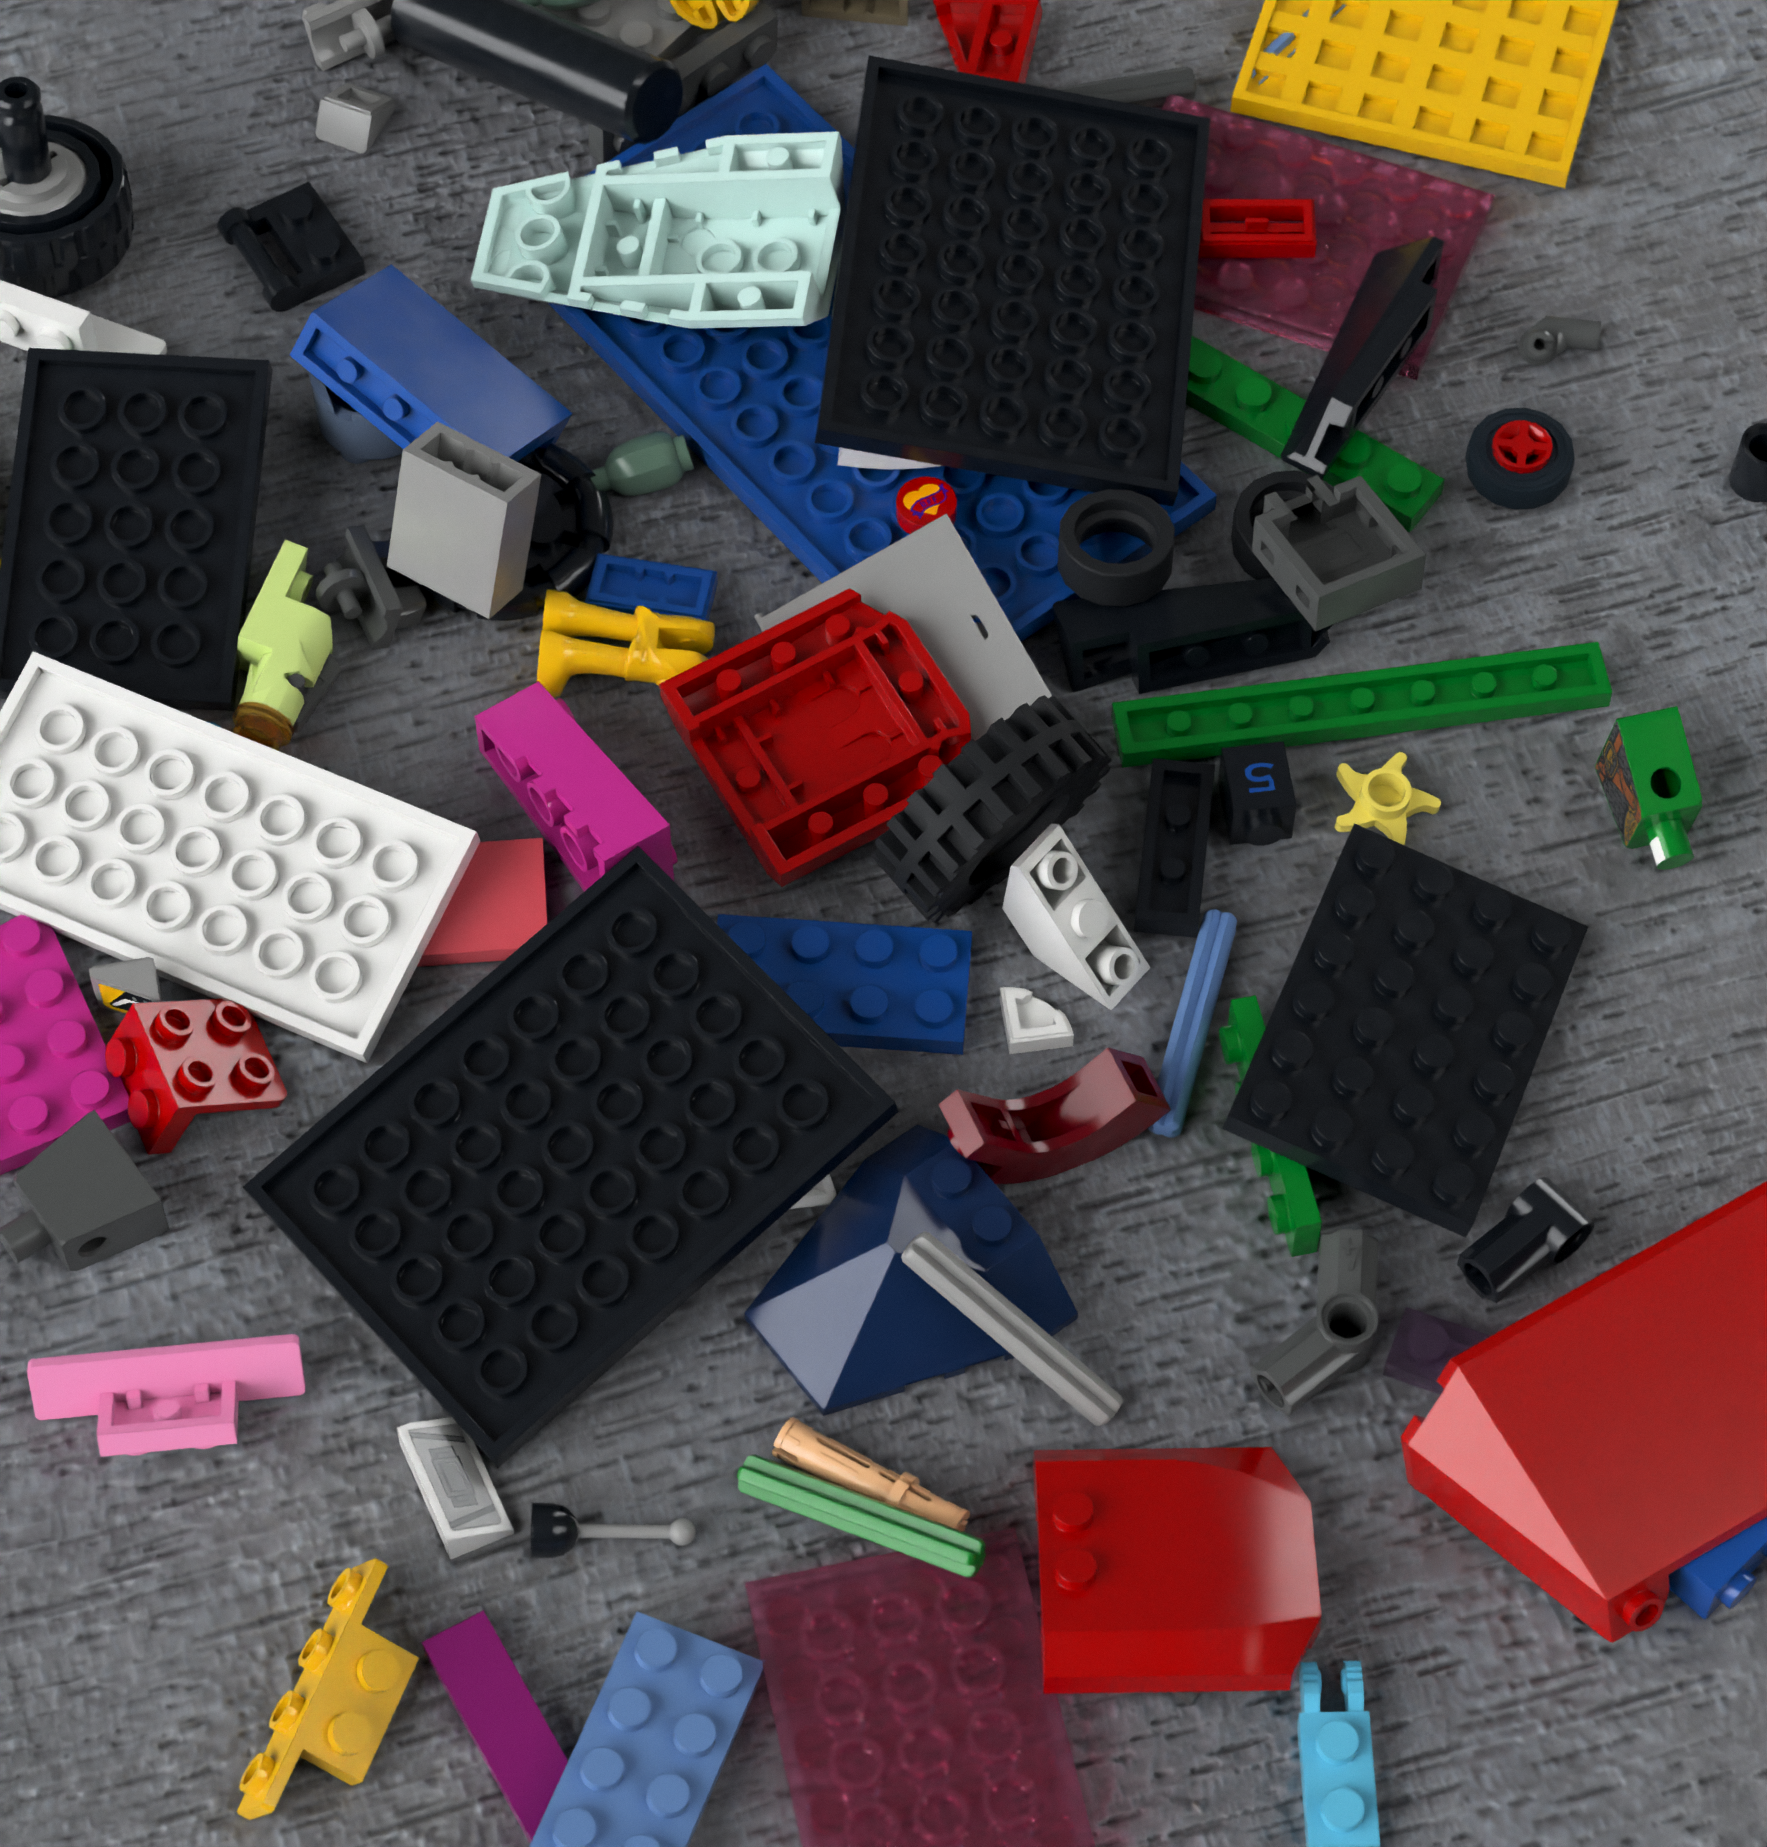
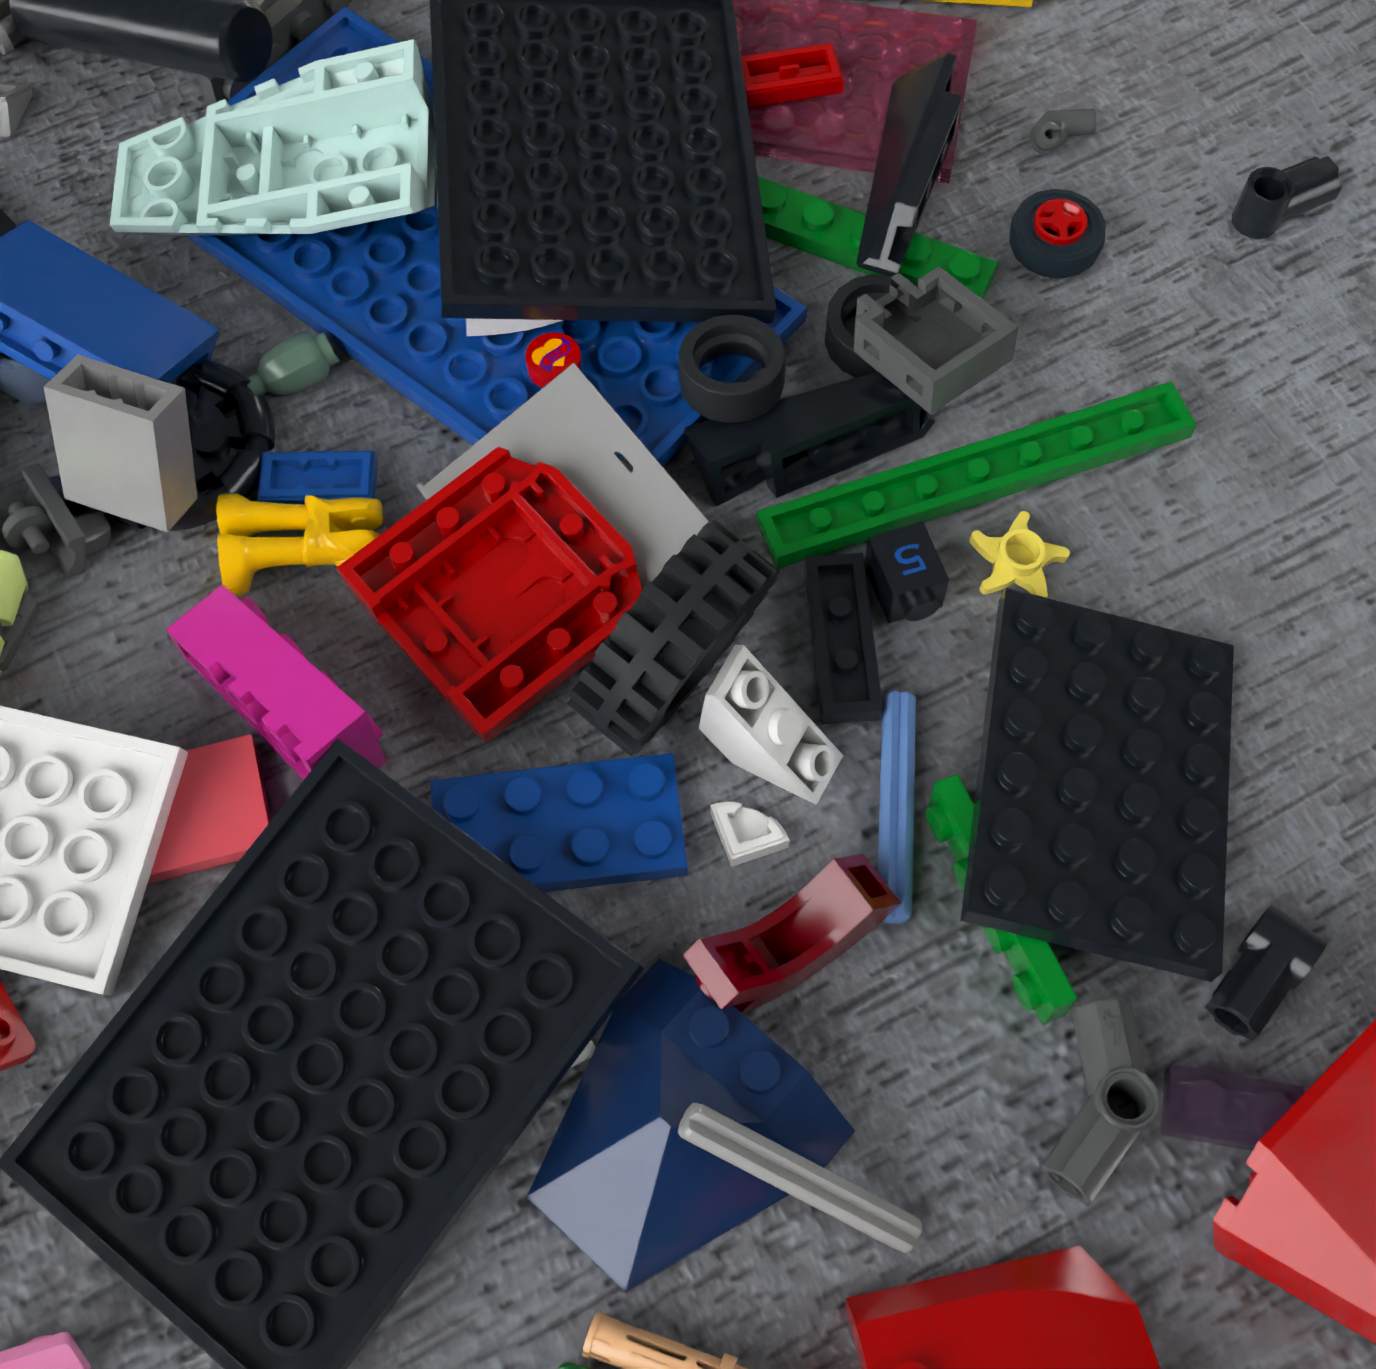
camera: 10 degrees left, 5 degrees up
(1651, 784) = (1260, 503): green torso -> none

